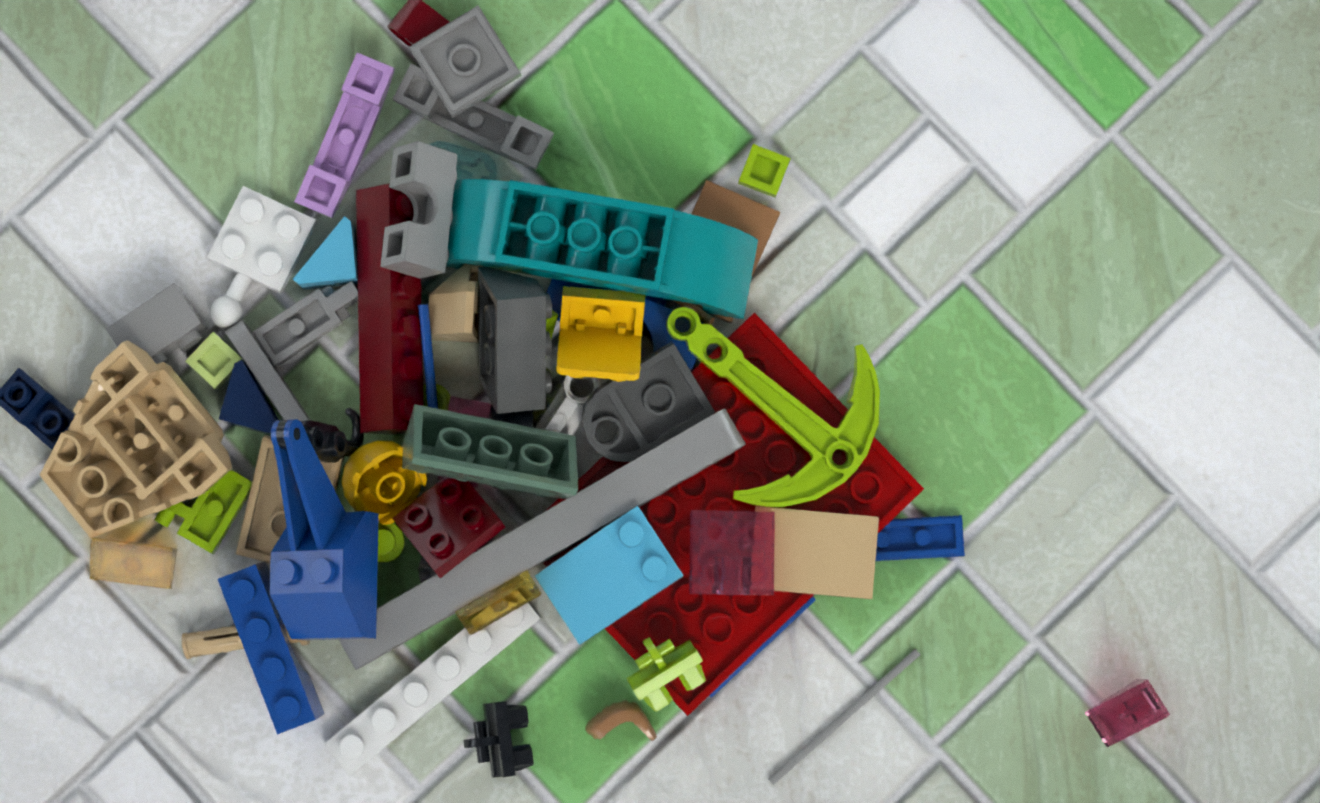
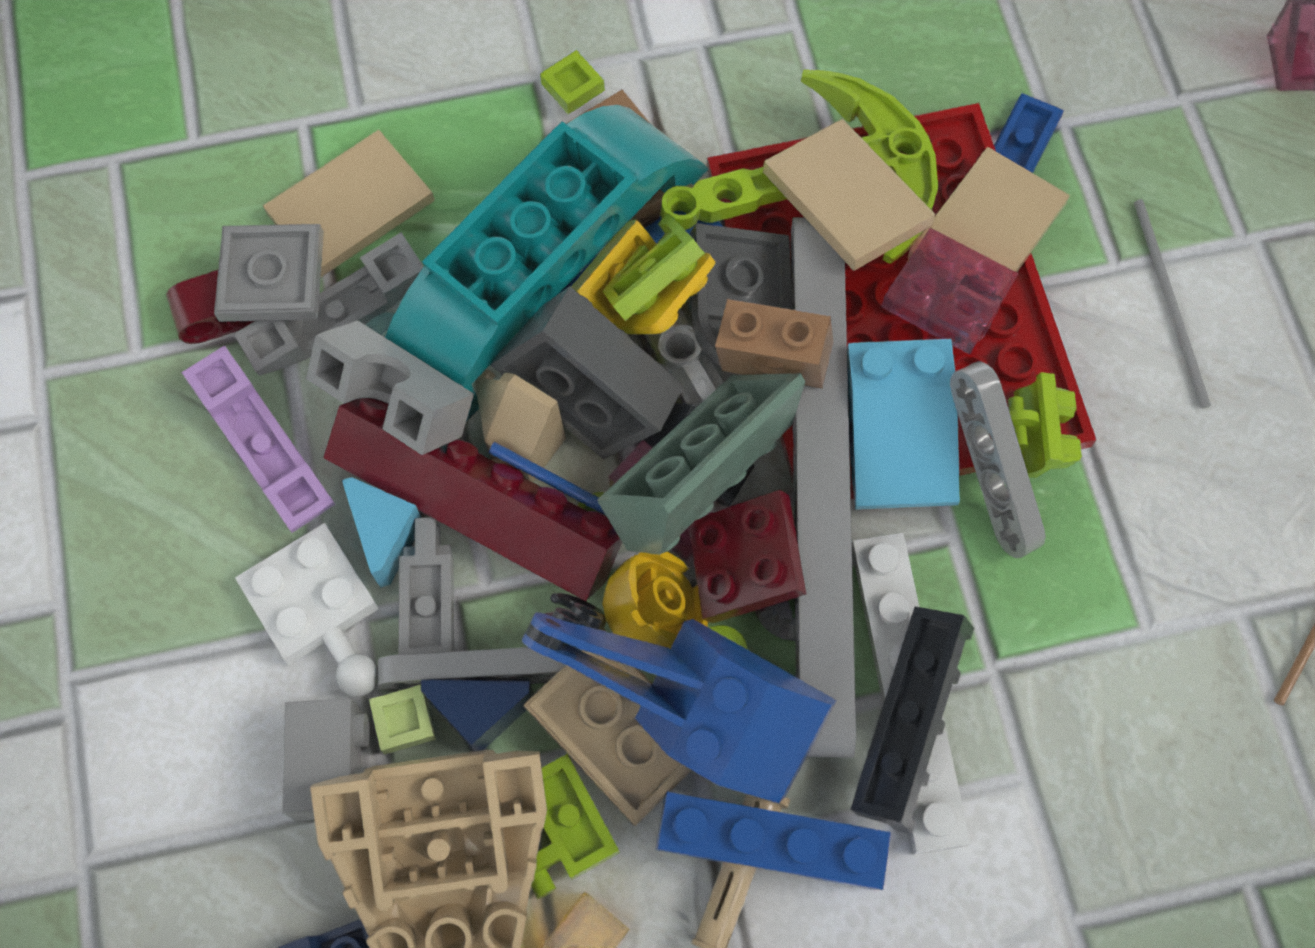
camera: 55 degrees left, 15 degrees down
(404, 692) = (911, 718): none -> black hinge
(494, 739) = (1018, 650): black hips -> none
(498, 602) = (866, 557): clear yellow slope -> none
(569, 70) = (353, 199): none -> tan tile
(600, 456) = (774, 341): none -> medium nougat brick
(611, 337) = (649, 272): none -> lime wing
(617, 654) = (996, 462): none -> light grey beam
(617, 714) = (1058, 514): medium nougat hair -> none
(759, 439) = (848, 194): none -> tan tile

